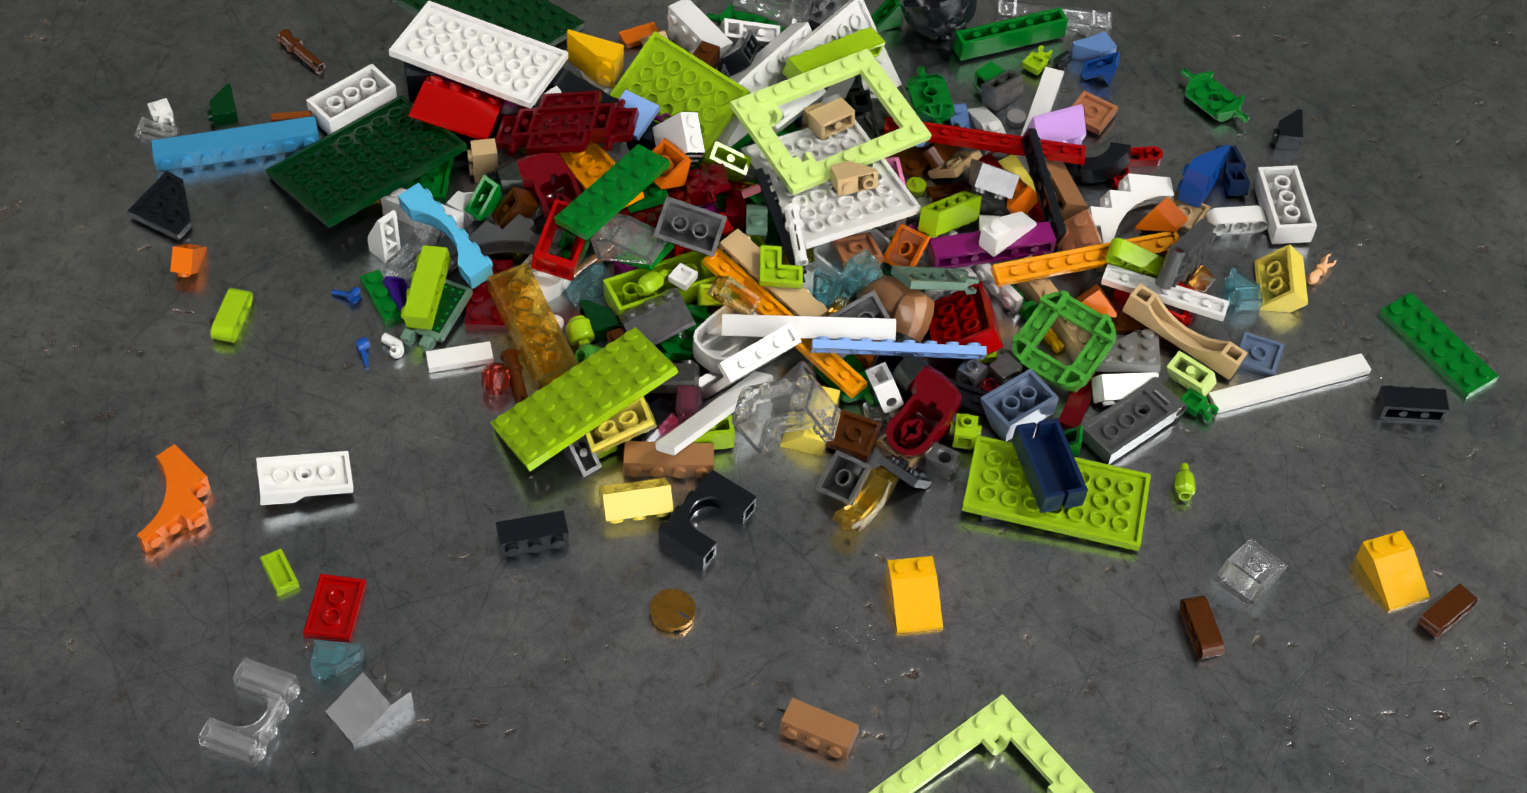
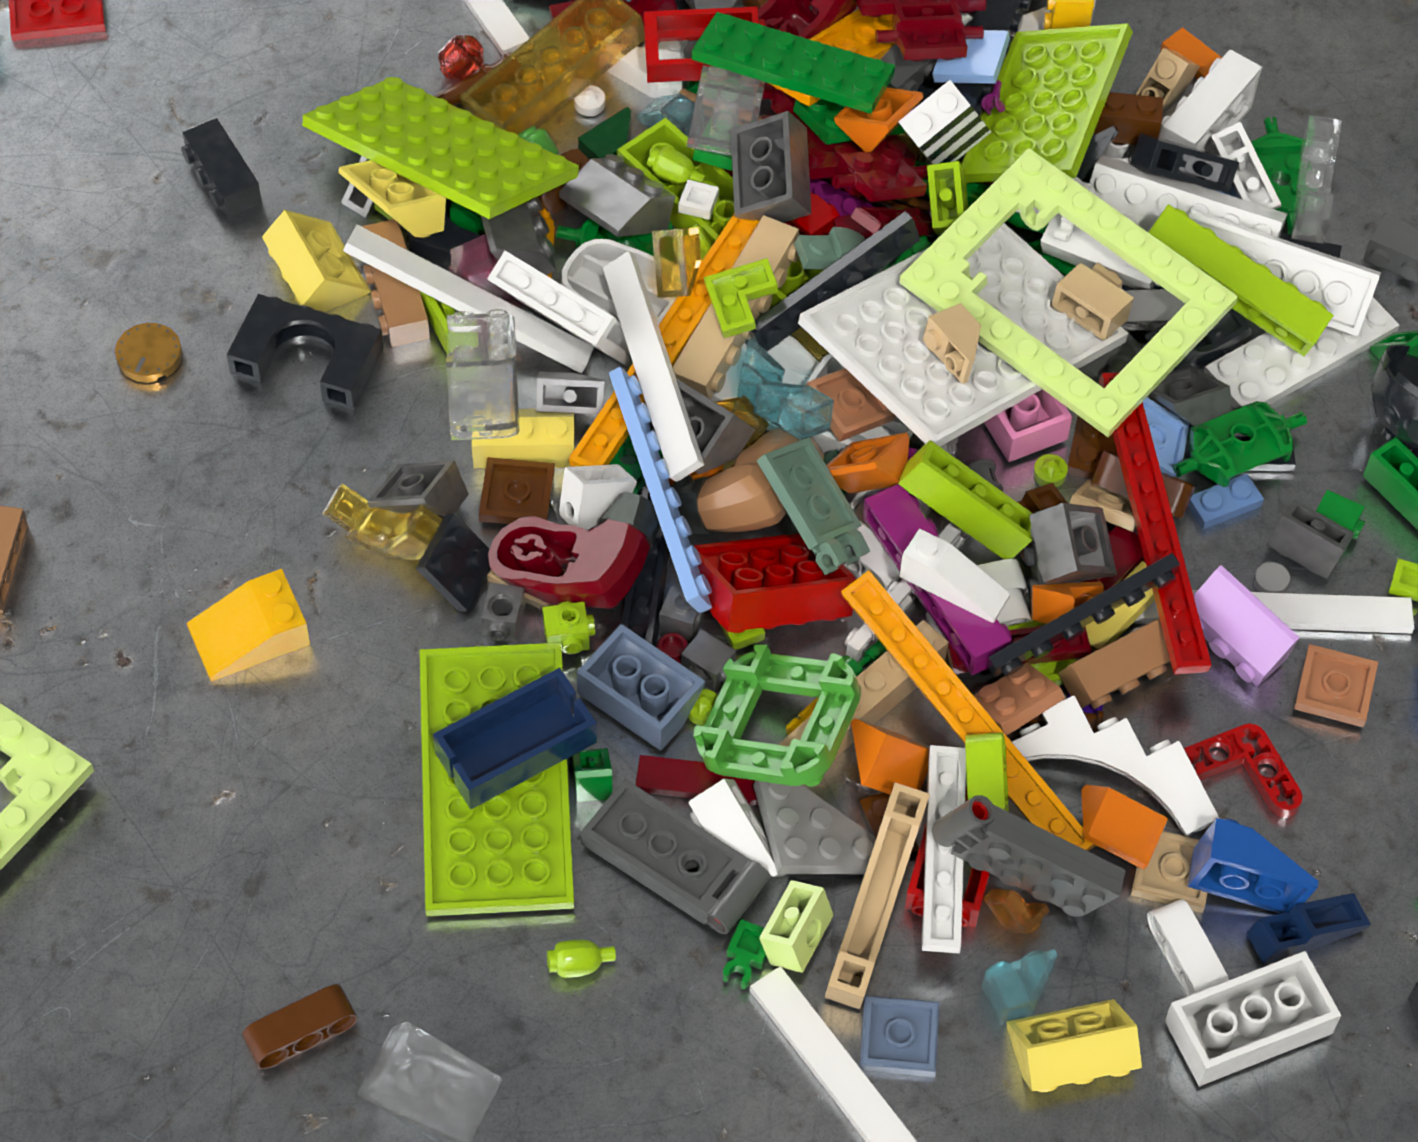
camera: 75 degrees right, 5 degrees up
(579, 331) = (576, 124): lime head -> none
(794, 227) = (822, 289): white pin -> none
(984, 120) = (1222, 538): white slope -> none
(1103, 166) = (1209, 721): black arch -> none
(1320, 269) = (1135, 1108): light nougat piece -> none

